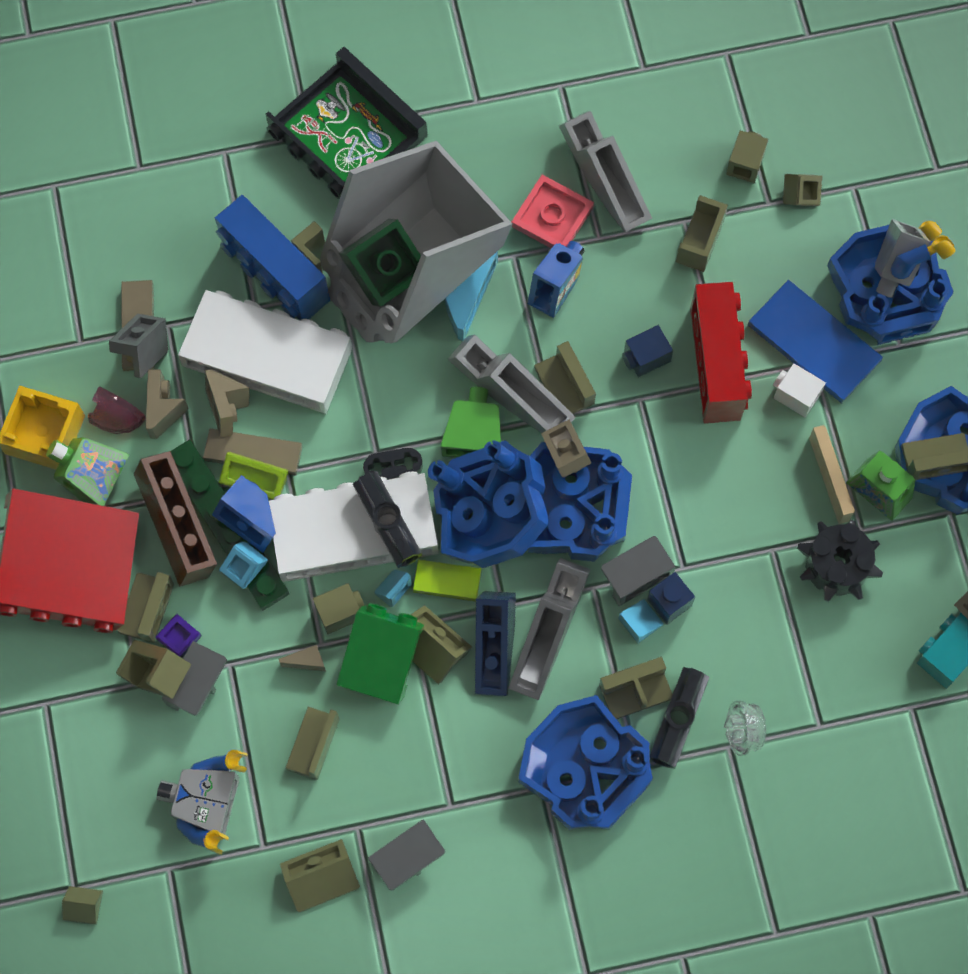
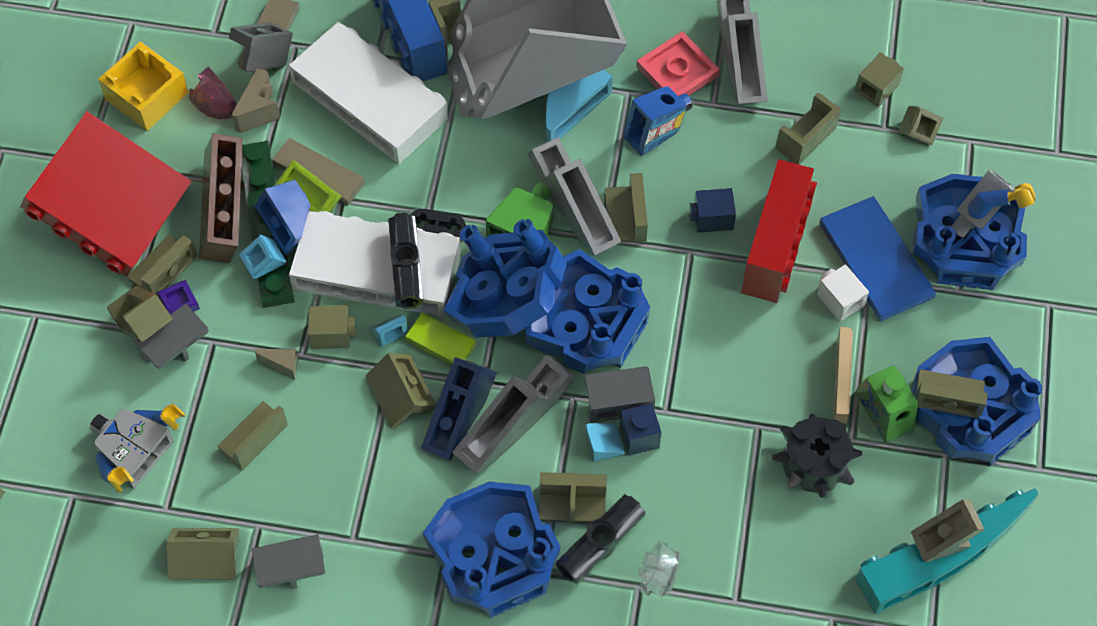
camera: 20 degrees right, 10 degrees down
(87, 468) = (165, 128): torso -> none
(224, 398) = (315, 116): dark tan slope -> none
(380, 653) = (346, 374): green panel -> none
(382, 261) = (495, 40): dark green brick -> none
(566, 448) = (597, 261): dark tan slope -> none

